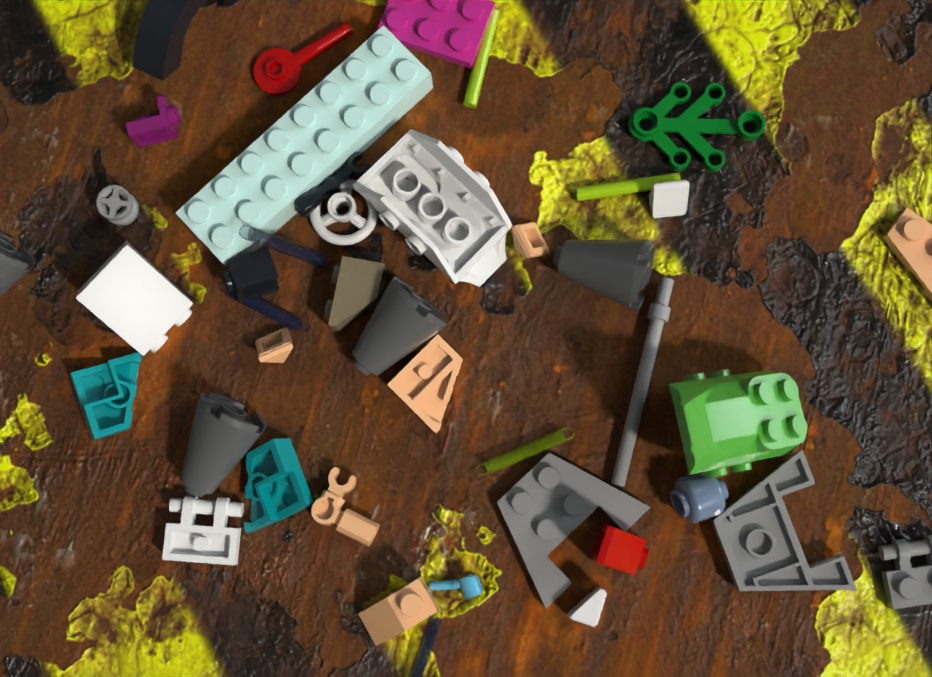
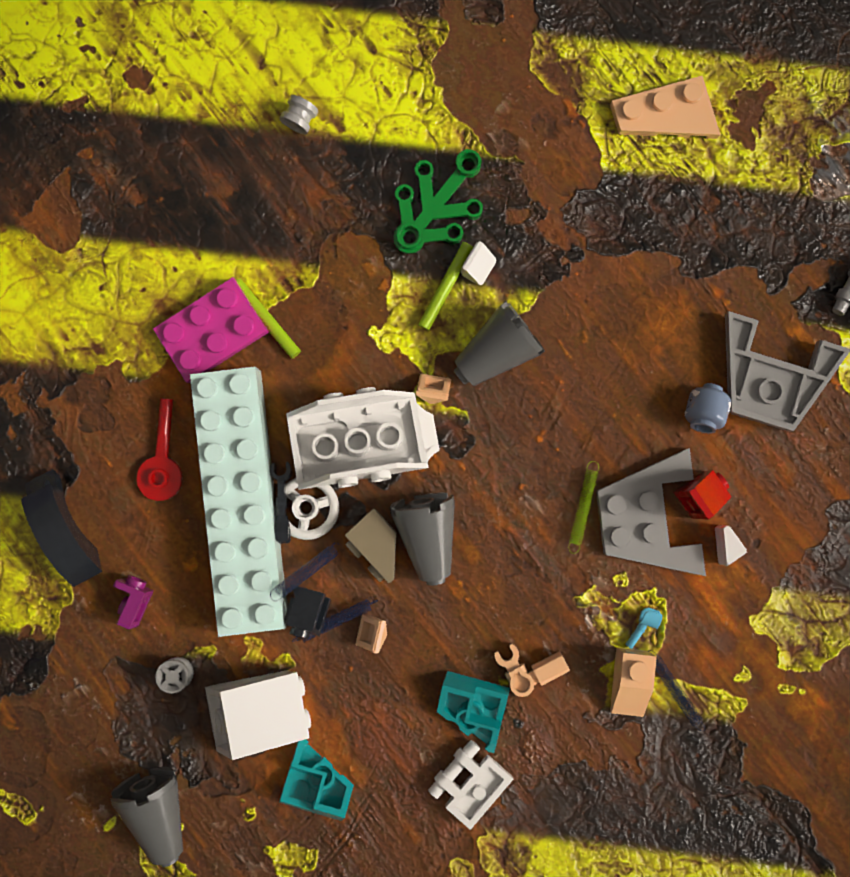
camera: 60 degrees left, 5 degrees up
(217, 442) = (414, 726): dark grey cone -> none
(429, 381) = (482, 540): light nougat wing -> none
(658, 315) = (556, 336): light grey bar -> none
(737, 419) = (675, 341): bright green slope -> none

